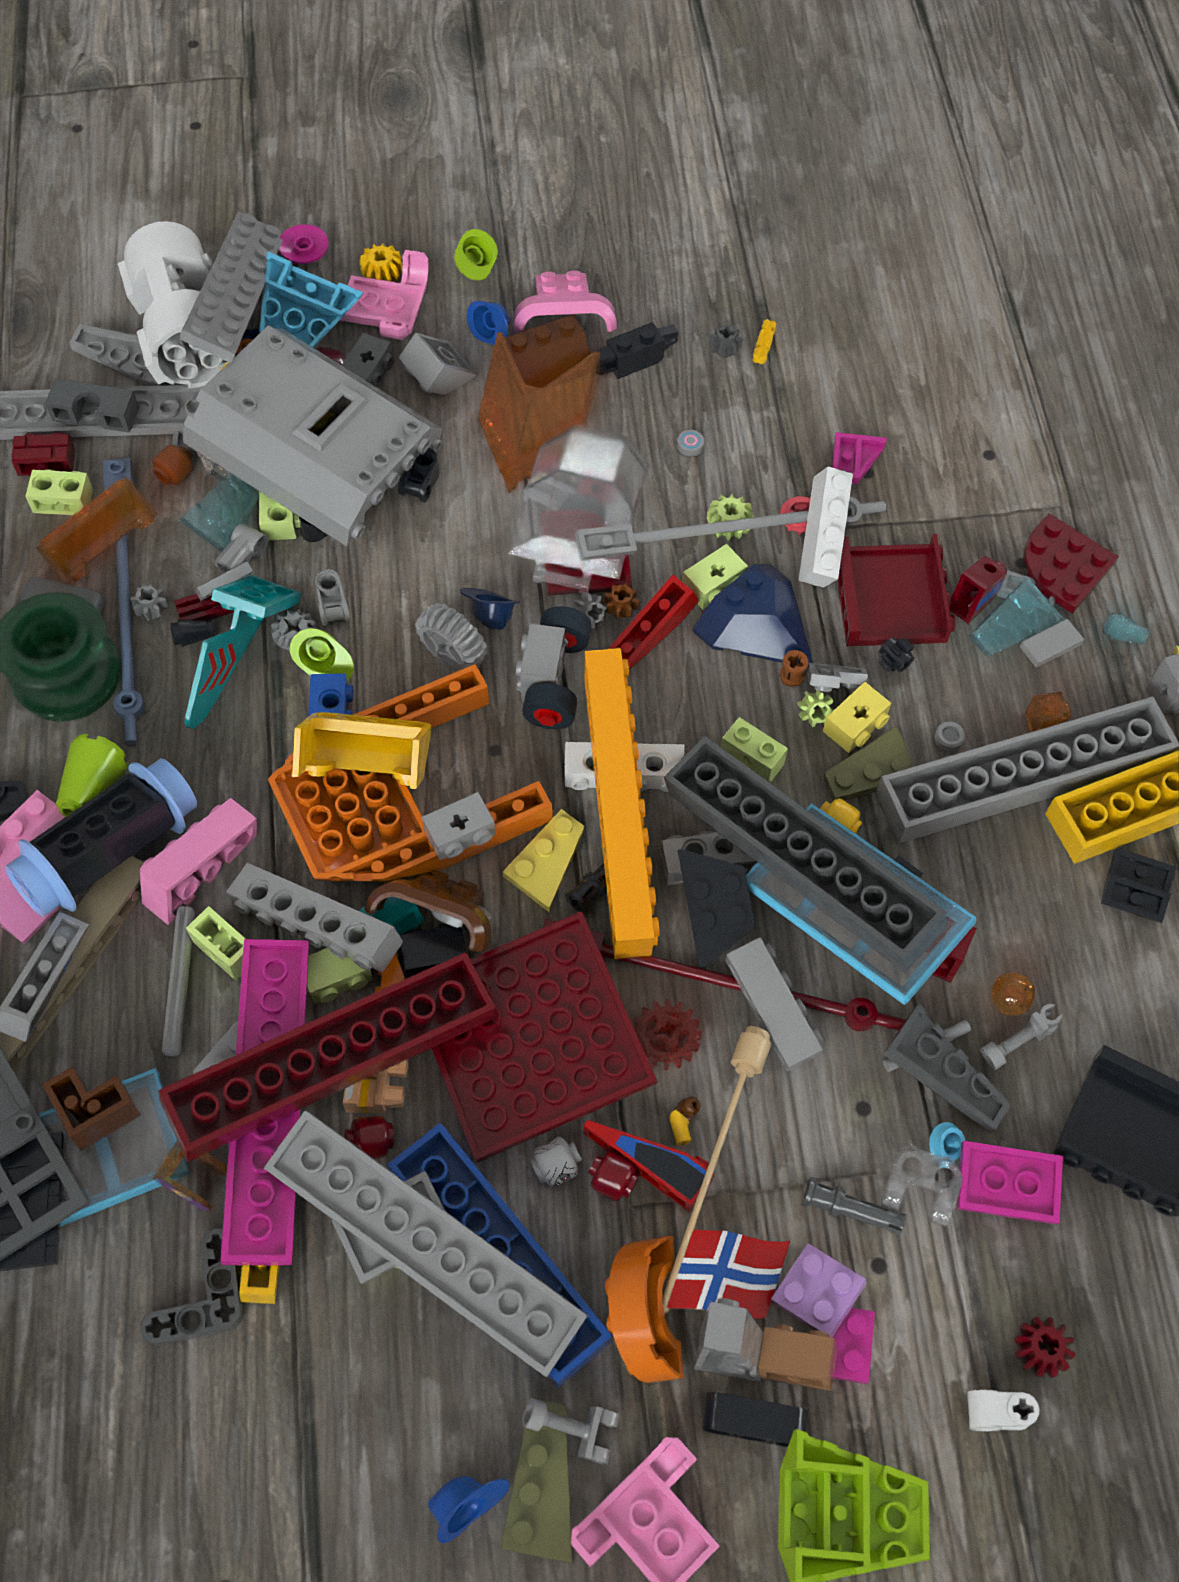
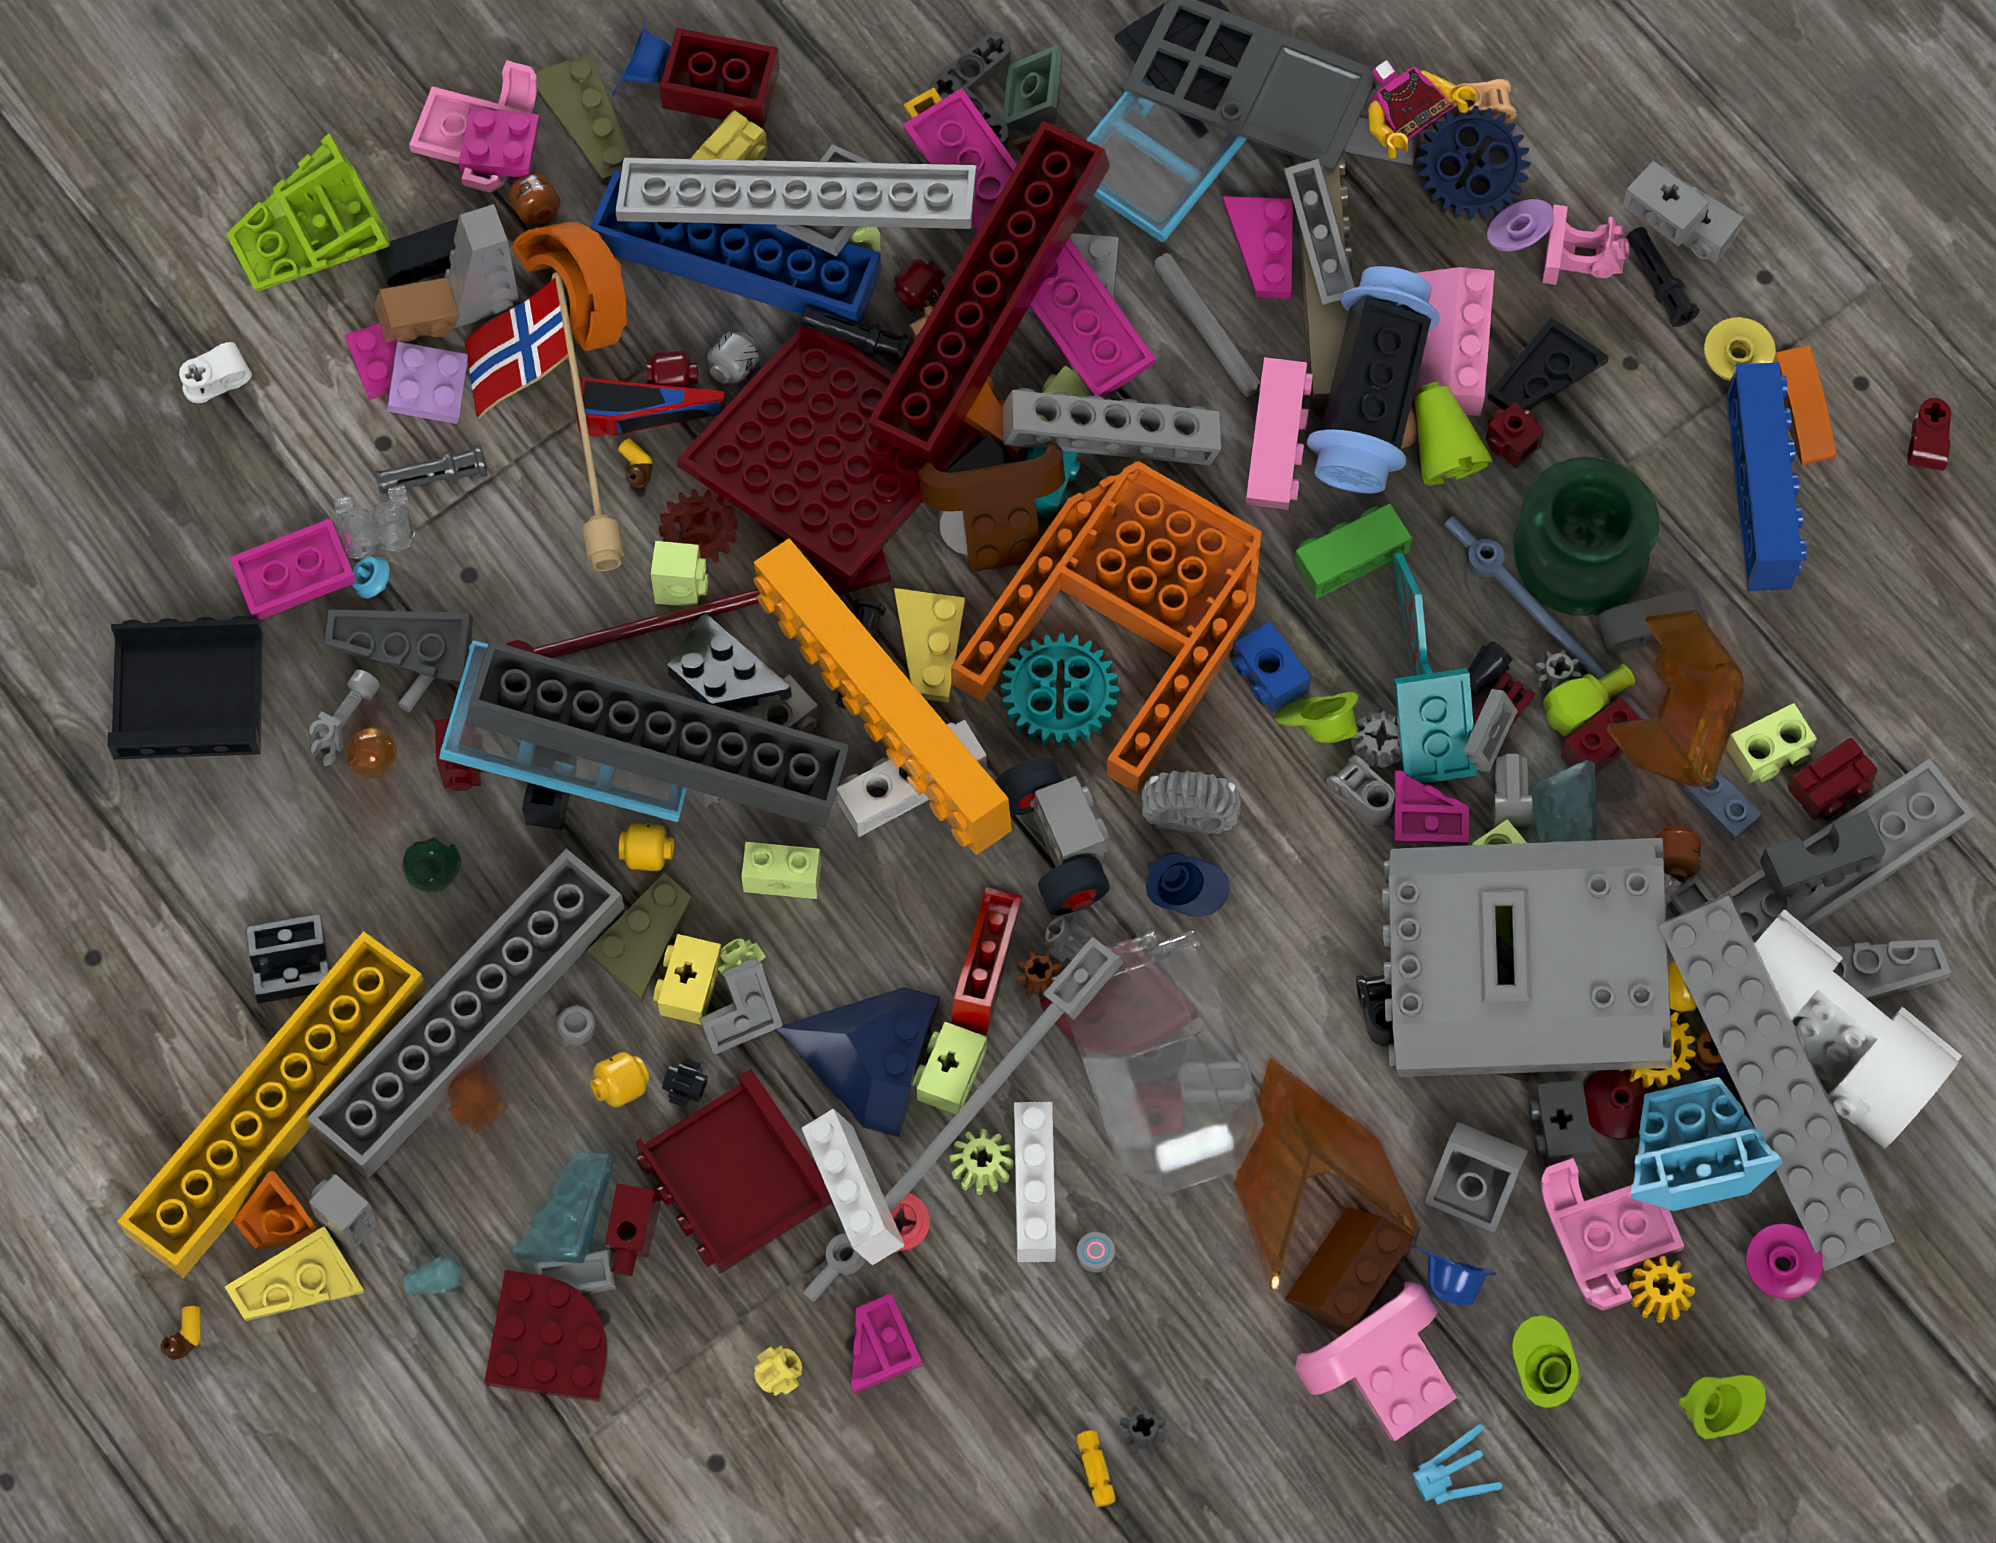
camera: 150 degrees right, 5 degrees up
(39, 763) = (1514, 434): none -> dark red brick
(81, 1025) = (1265, 242): none -> dark pink wing
(90, 1113) = (1188, 149): reddish brown brick -> none
(149, 567) = (1581, 699): none -> lime piece
(156, 1260) = (1033, 90): none -> sand green slope
(158, 546) = (1593, 741): none -> dark red brick
(213, 751) = (1351, 550): none -> bright green brick
(218, 941) = (1186, 367): yellowish green brick -> none
(302, 563) = (1427, 815): none -> dark pink wing
(361, 744) = (1185, 616): yellow windscreen -> none
(401, 204) = (1724, 1405): none -> lime piece
(407, 1437) = (719, 75): none -> dark red brick
(438, 1110) = (871, 338): none -> black pin
(444, 1358) = (734, 140): none -> light yellow brick
(459, 757) = (1093, 691): none -> teal gear
(469, 815) = (1022, 596): light grey brick -> none
(537, 1416) = (559, 157): light grey bar -> none
(578, 245) = (1434, 1479): none -> medium azure plant
(636, 349) = (1247, 1339): black hinge -> none
(637, 1417) = (534, 199): none -> dark orange head
(640, 1487) = (499, 142): none -> dark pink plate
(705, 484) = (1034, 1182): none -> white brick
(707, 993) = (678, 574): none -> yellowish green brick
(774, 1004) = (608, 605): light grey brick -> none
(790, 666) = (784, 994): dark orange bush -> none
(927, 469) = (778, 1370): none -> light yellow gear
(940, 679) = (619, 1079): none -> yellow head
(1004, 886) = (431, 865): none -> clear green hair
(1047, 1335) = (197, 444): dark red gear -> none
(1052, 643) = (513, 1214): light grey tile -> none

